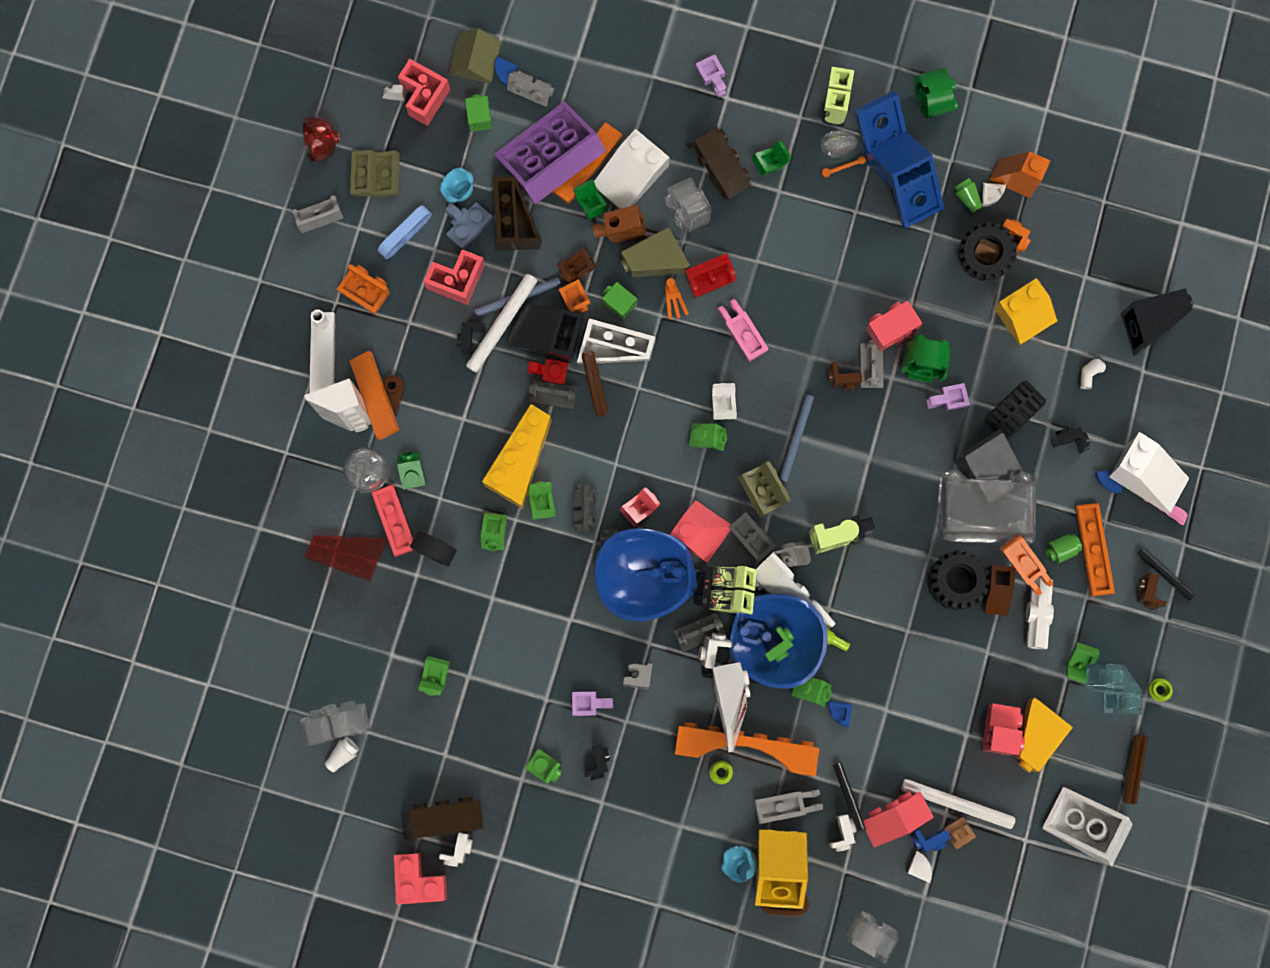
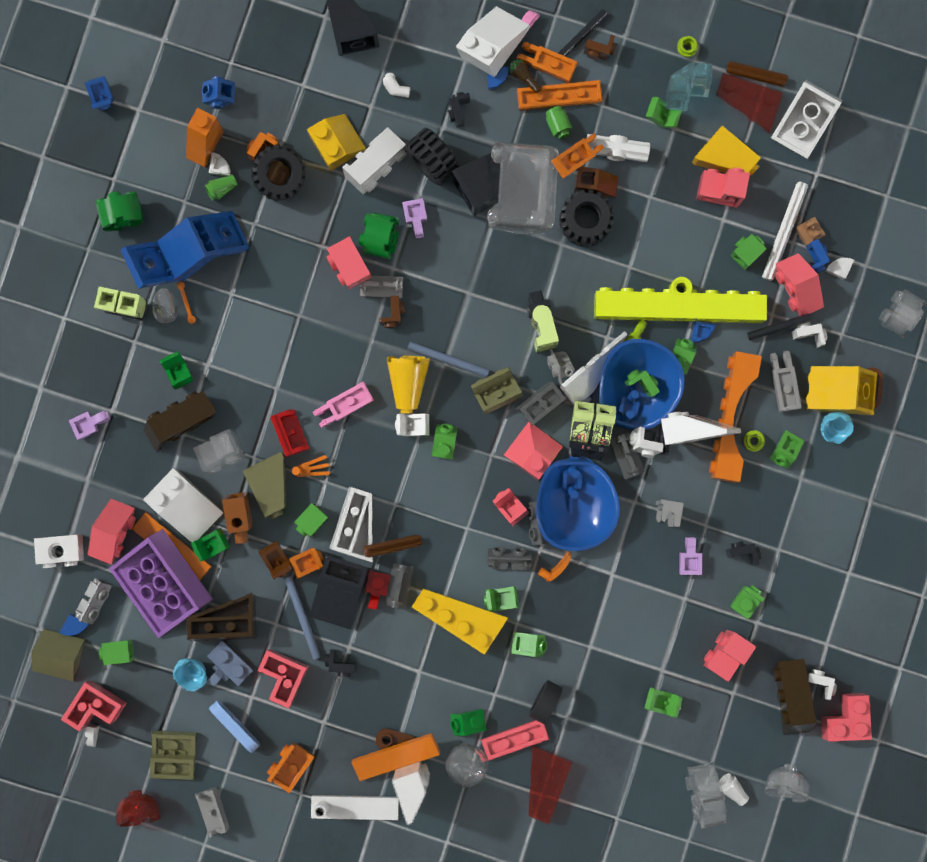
camera: 90 degrees left, 5 degrees up
(348, 813) = (787, 783): none -> clear cylinder
(486, 745) = (728, 654): none -> coral brick
(501, 323) = (328, 633): white axle -> none
(570, 545) = (557, 570): none -> orange piece
(583, 39) = (46, 548): none -> white brick
(603, 98) = (110, 531): none -> coral brick
(712, 808) = (786, 449): none -> bright green bracket
(771, 394) = (407, 380): none -> yellow cone
(866, 687) = (678, 306): none -> neon yellow hinge
(933, 761) = (748, 250): none -> bright green brick
(1006, 352) = (375, 161): none -> white wedge
(1061, 69) = (99, 93): none -> blue bracket
(1070, 187) = (218, 92): none -> blue brick
(1105, 764) = (752, 99): none -> clear red wing
(1118, 504) = (520, 70): none -> dark brown piece
(1130, 537) = (549, 62): none -> orange hinge

